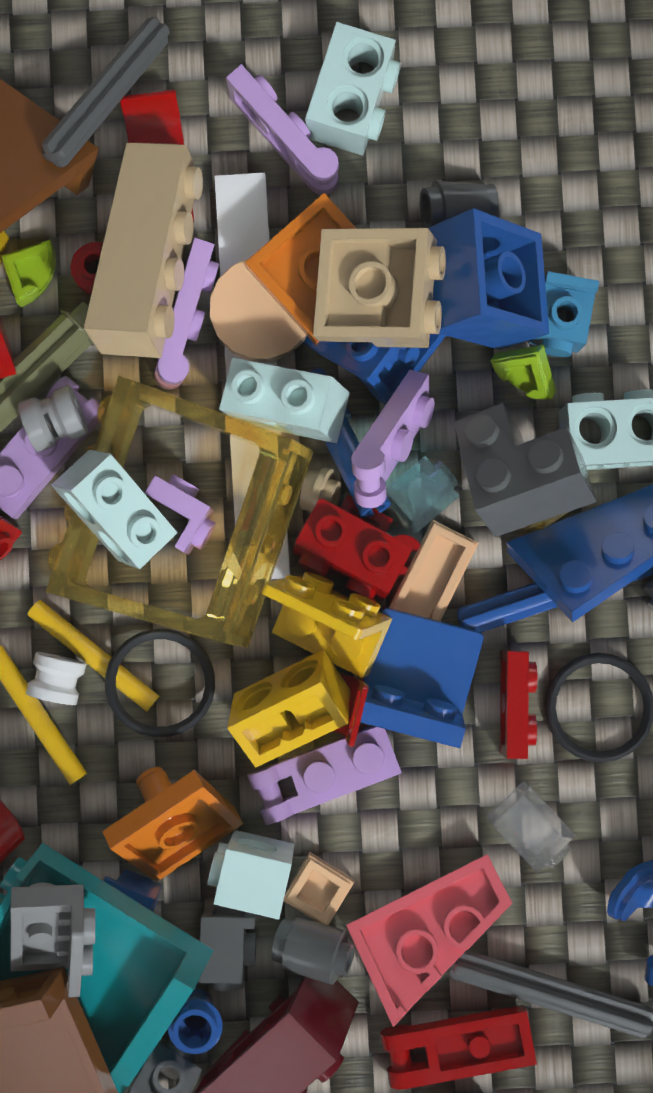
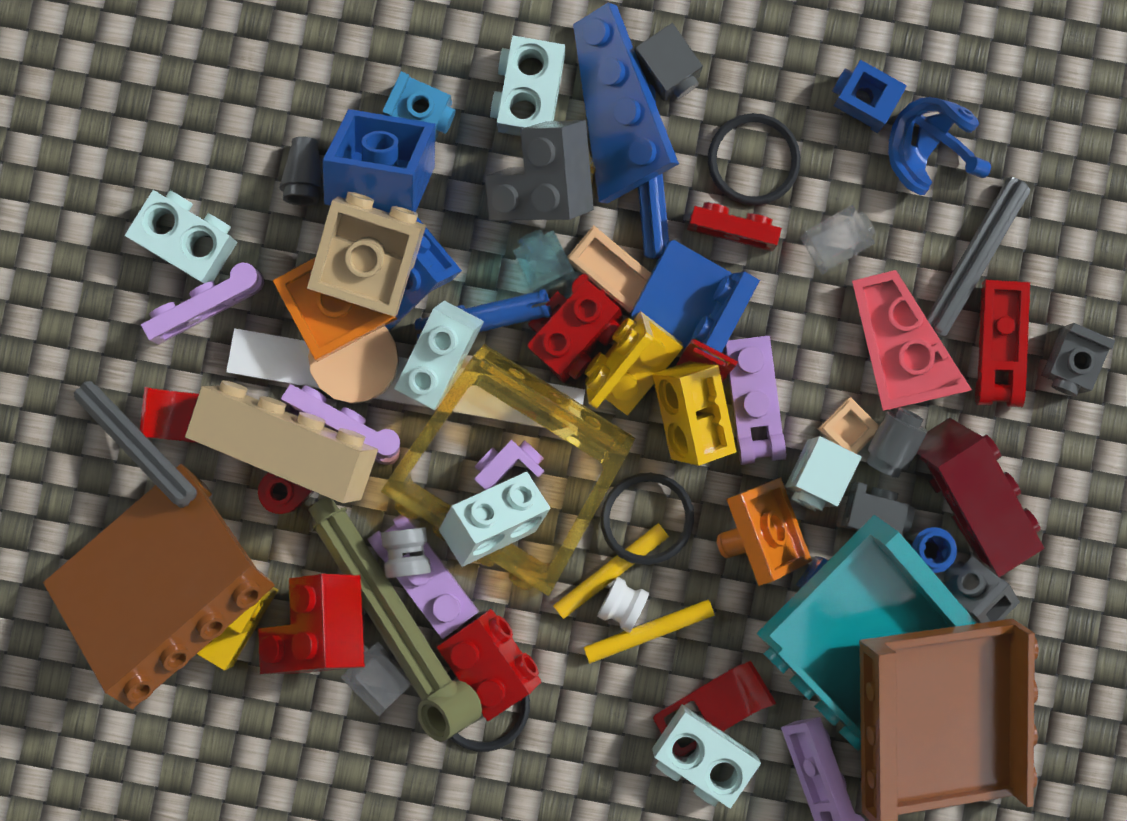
camera: 80 degrees left, 0 degrees up
(30, 271) = (268, 549): lime tile -> none
(52, 931) = (828, 637): light grey bracket -> none
(319, 486) = (515, 346): tan plate -> none
(391, 438) = (491, 274): lavender plate -> none
(526, 370) = (458, 149): lime tile -> none

